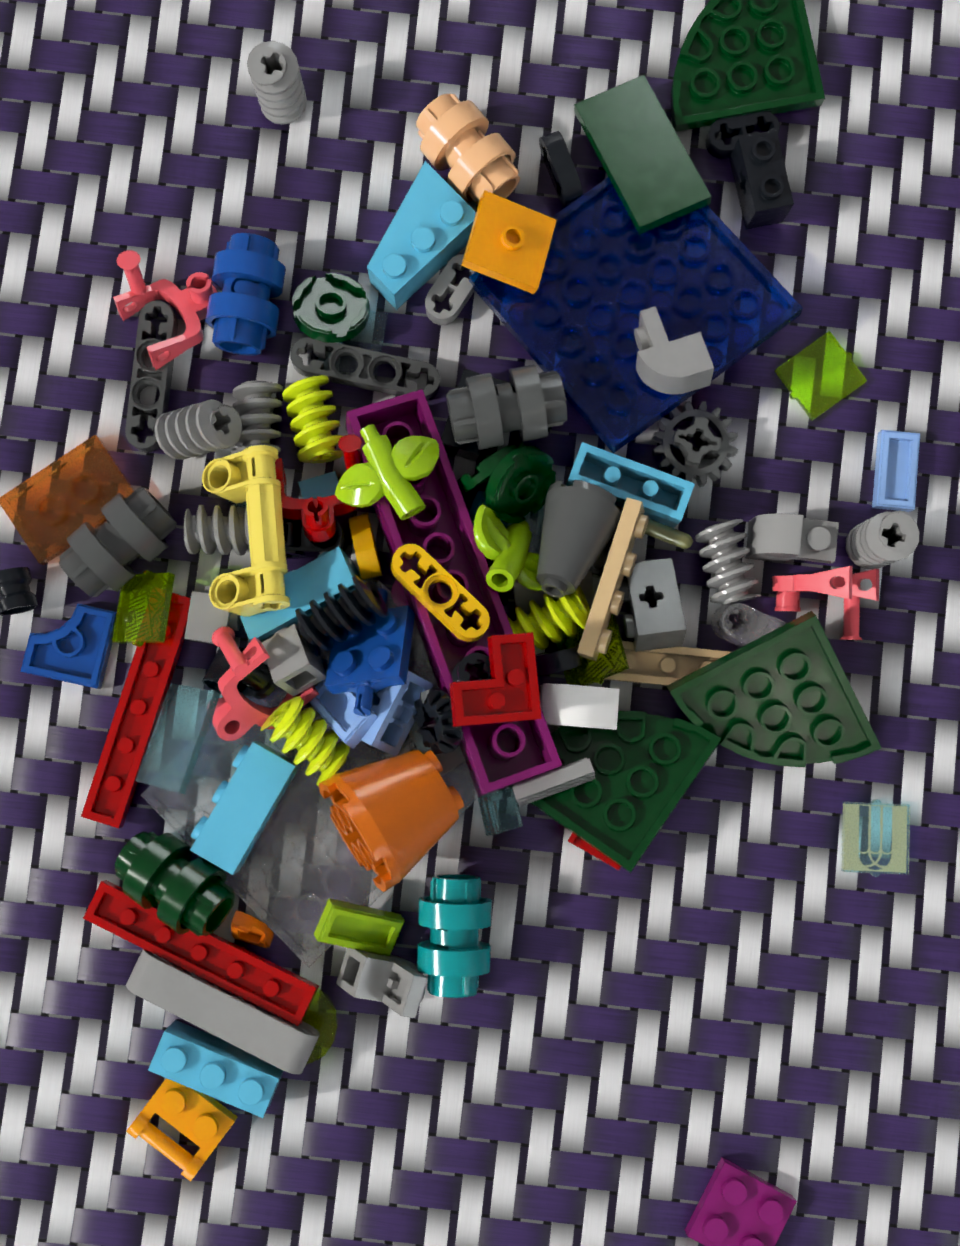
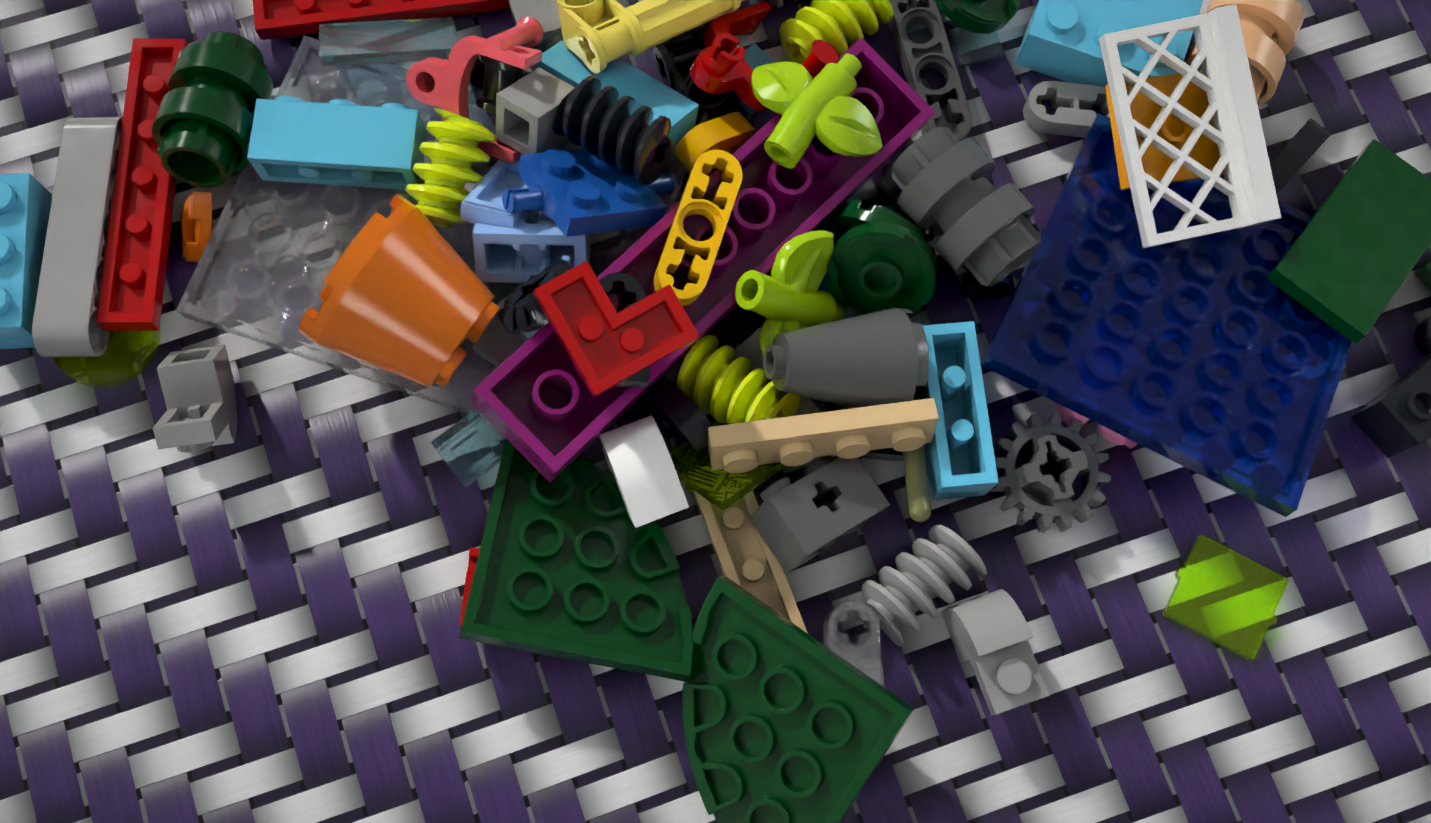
camera: 65 degrees right, 10 degrees down
(358, 927) = (250, 343): lime tile -> none
(454, 953) = (262, 469): teal piece -> none
(528, 195) = (1234, 117): none -> white fence
(553, 781) = (532, 484): light grey tile -> none
(670, 365) = (1128, 372): light grey brick -> none
(834, 582) = (954, 700): coral piece -> none
(882, 540) = (1080, 761): light grey piece -> none
(896, 470) = (1160, 754): light blue tile -> none

